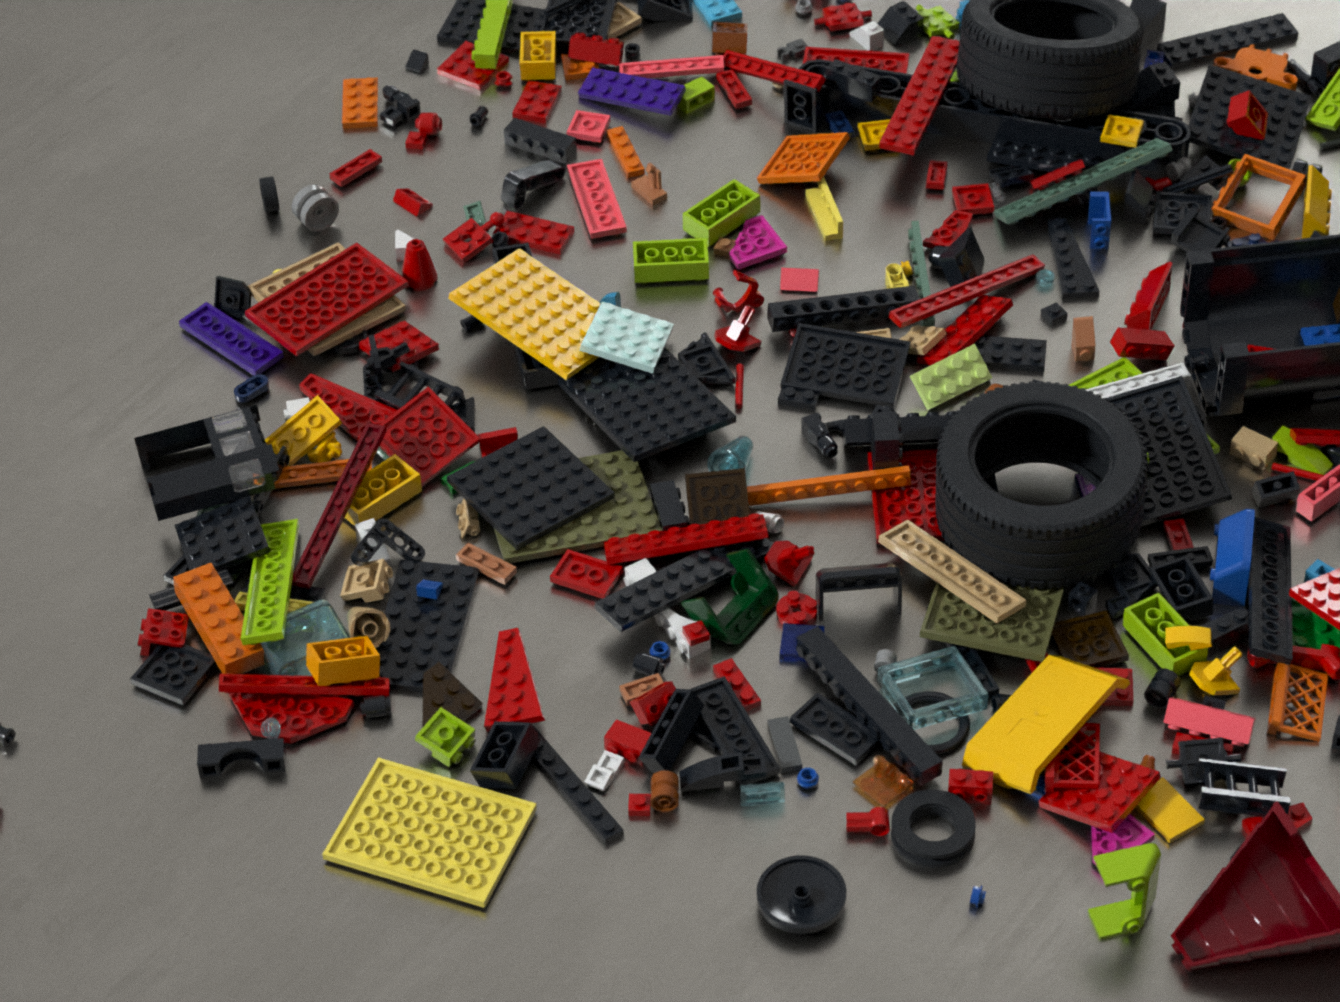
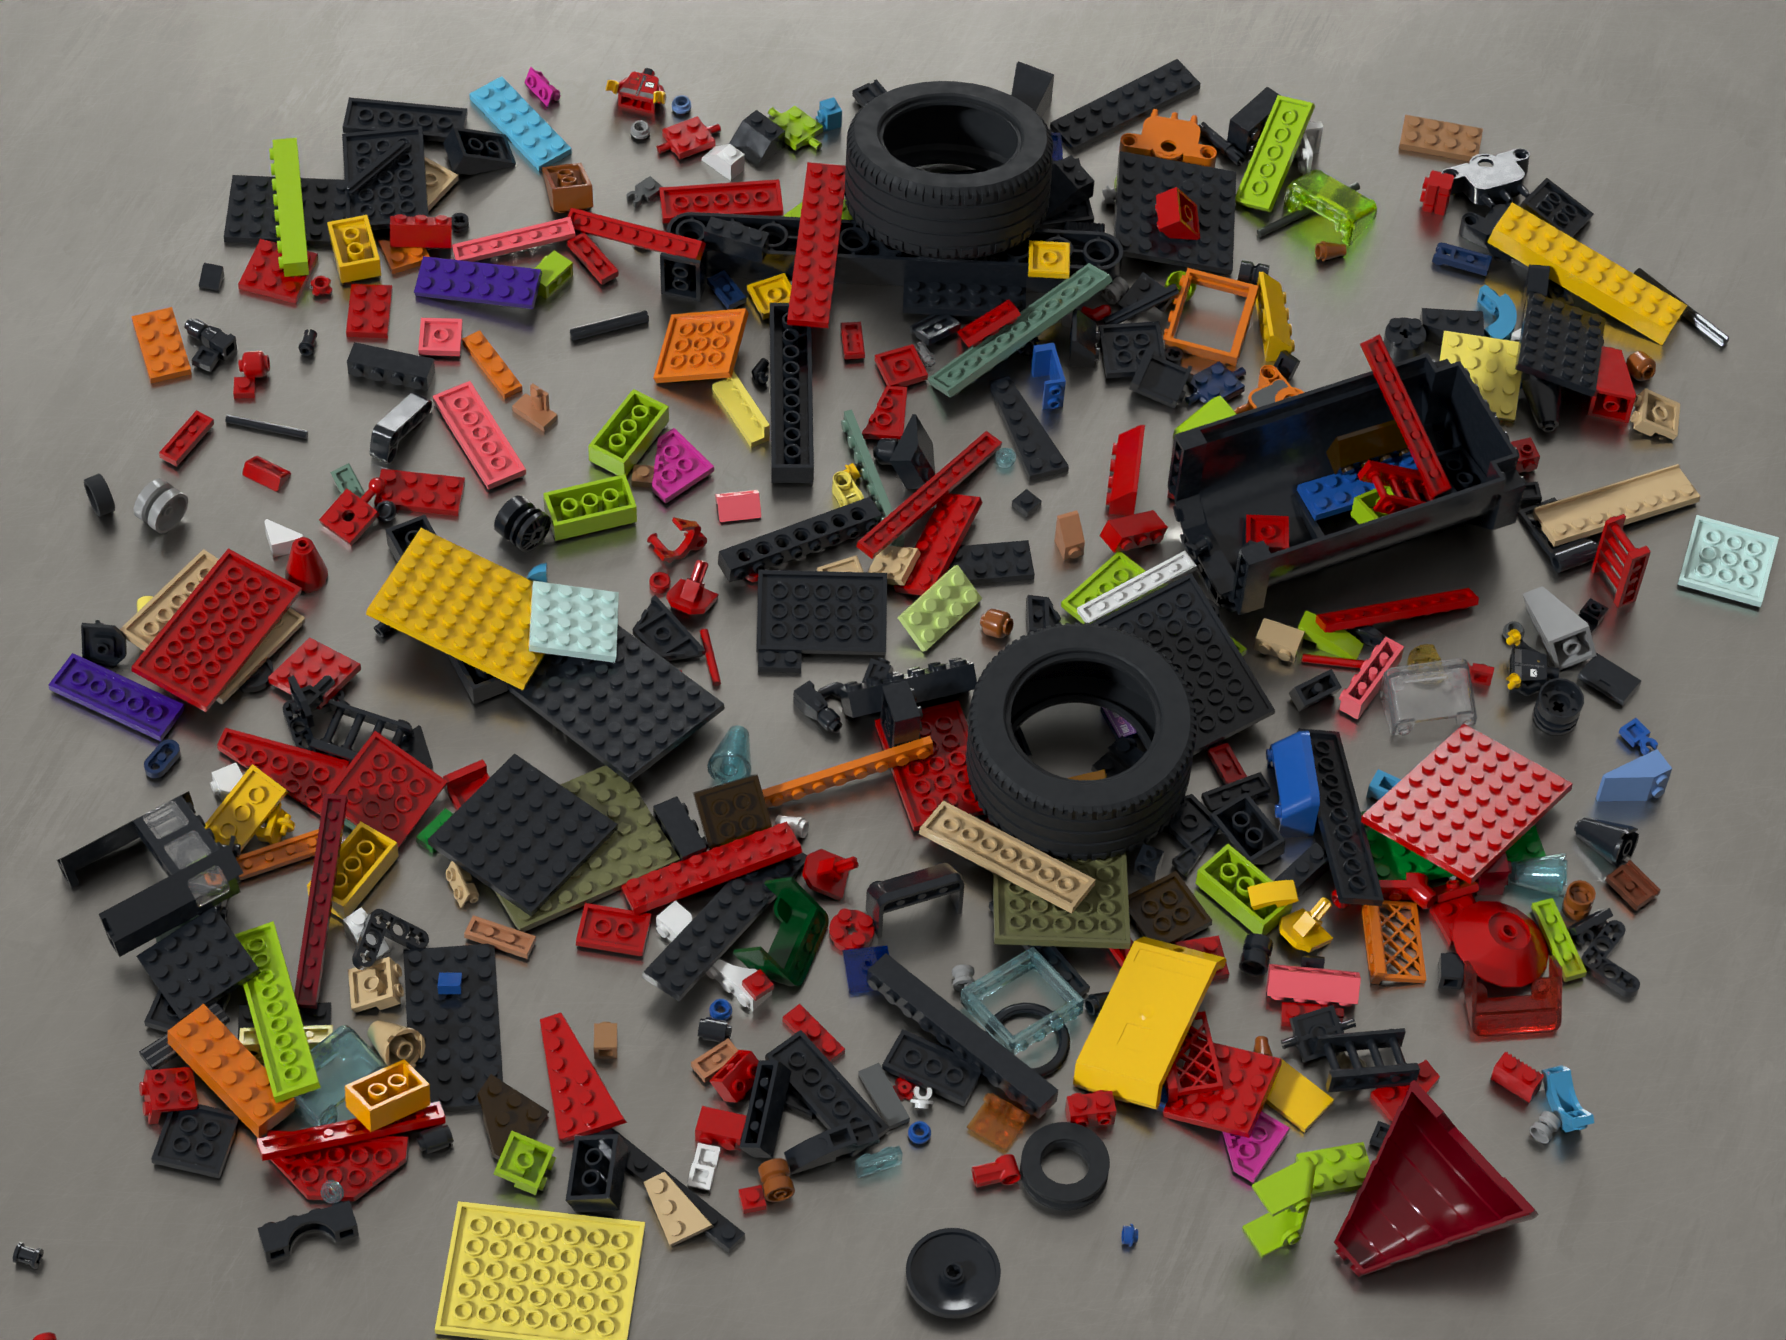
camera: 20 degrees left, 10 degrees up
(417, 167) = (266, 426): none -> black bar
(550, 657) = (605, 1040): none -> medium nougat brick
(565, 798) = (675, 1210): none -> tan wing
(608, 262) = (522, 523): none -> black wheel
(713, 324) = (660, 582): none -> red tile
(732, 137) = (609, 325): none -> black axle
(806, 743) = (903, 1093): none -> red plant
(816, 753) = (922, 1101): none -> white plate
(848, 187) = (758, 372): none -> black arm
(868, 207) = (790, 399): none -> black brick
(1186, 877) = (1338, 1168): none -> lime plate

